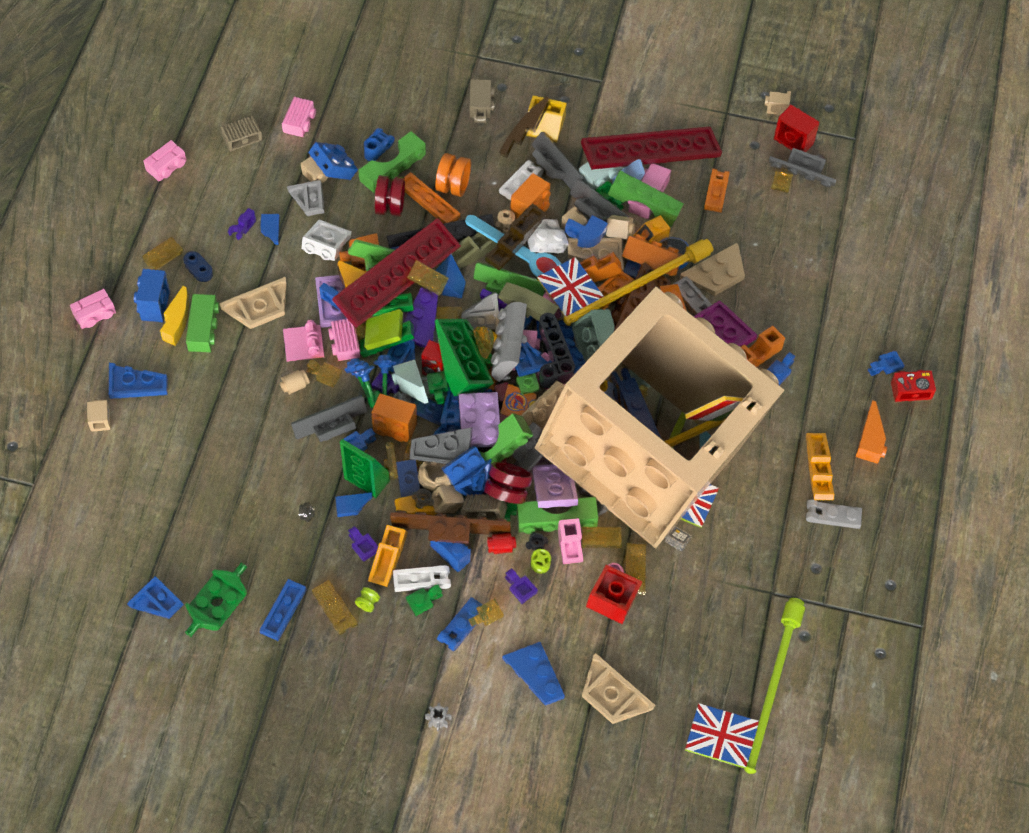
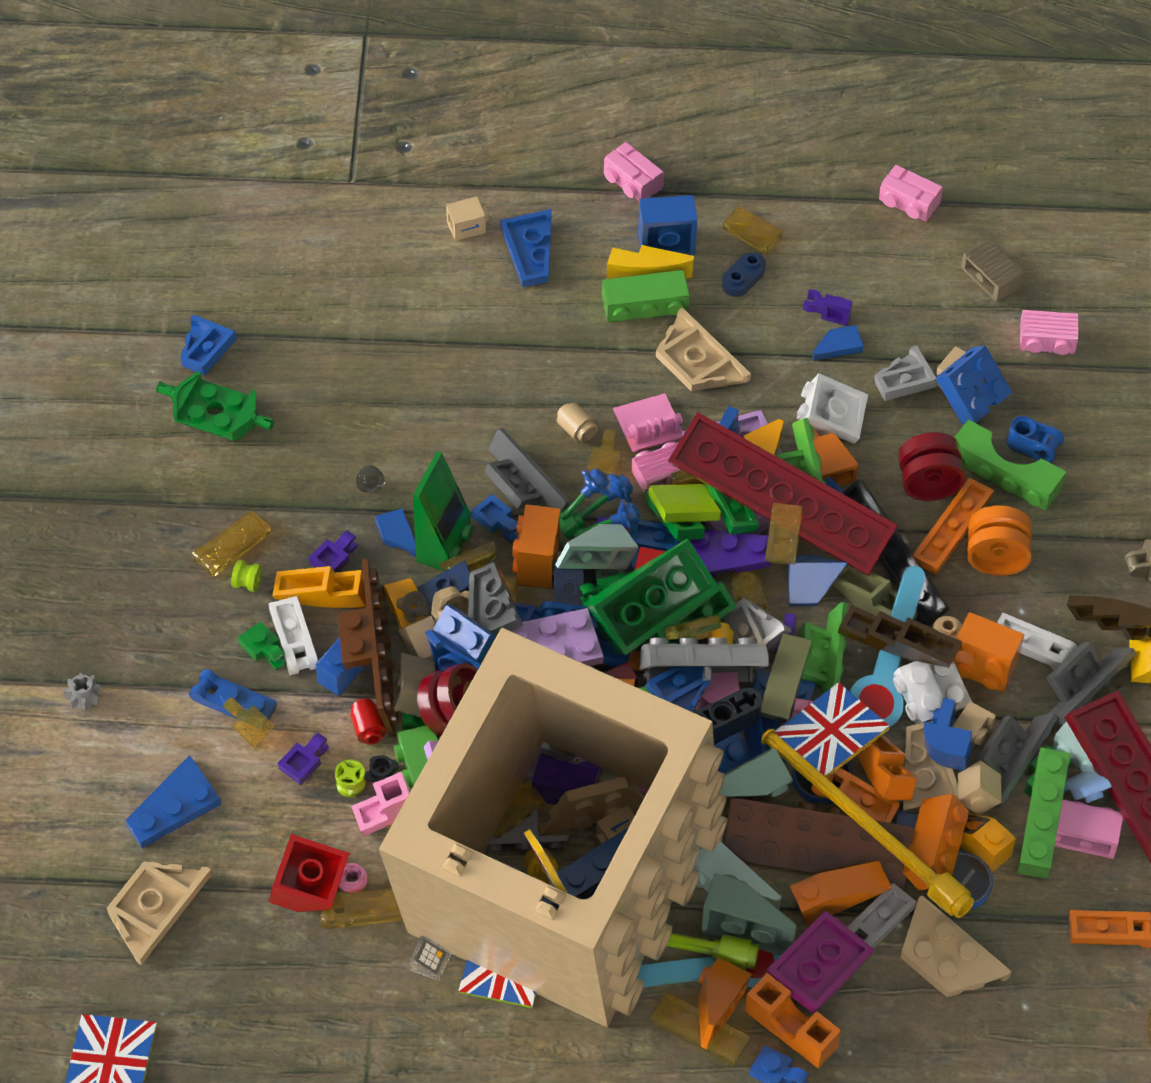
camera: 80 degrees right, 5 degrees down
(283, 610) = (215, 484): blue plate -> none

